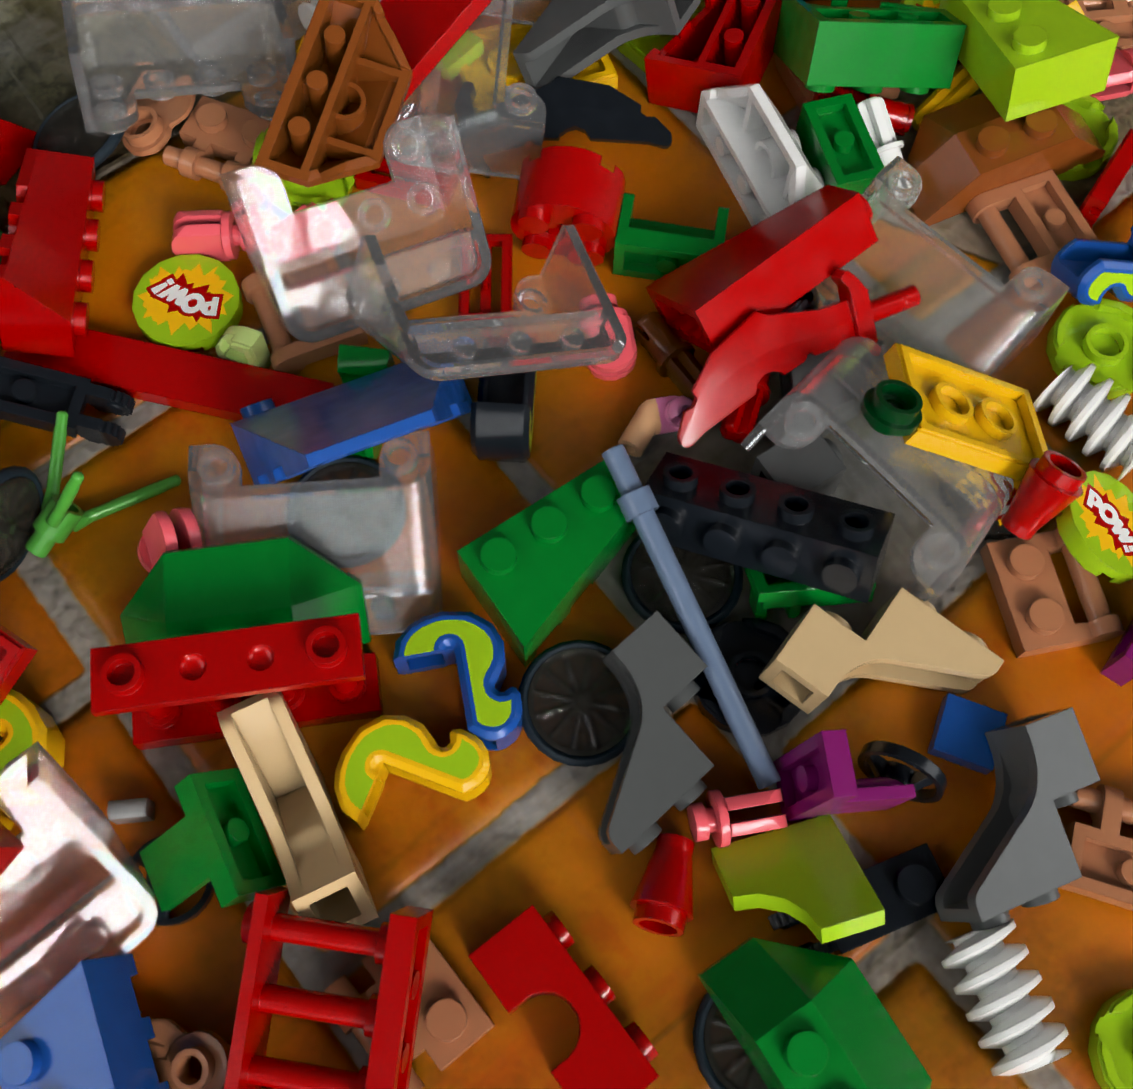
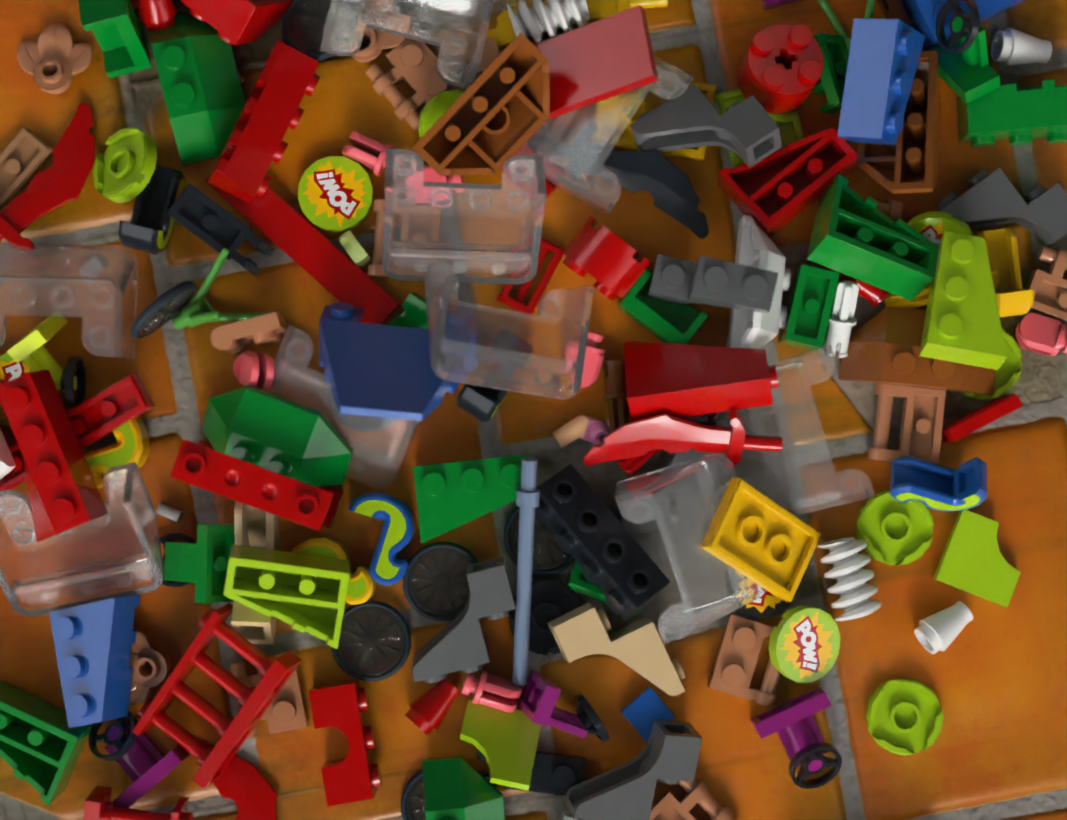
camera: 30 degrees right, 20 degrees up
(156, 478) = (261, 329): none -> nougat plate
(364, 791) = (291, 587): none -> lime wedge
(523, 842) = (372, 641): none -> clear smoke wheel
(717, 144) = (712, 283): none -> dark grey arch
(892, 408) = (708, 527): dark green plate -> none
(1044, 492) = (774, 610): red cone -> none

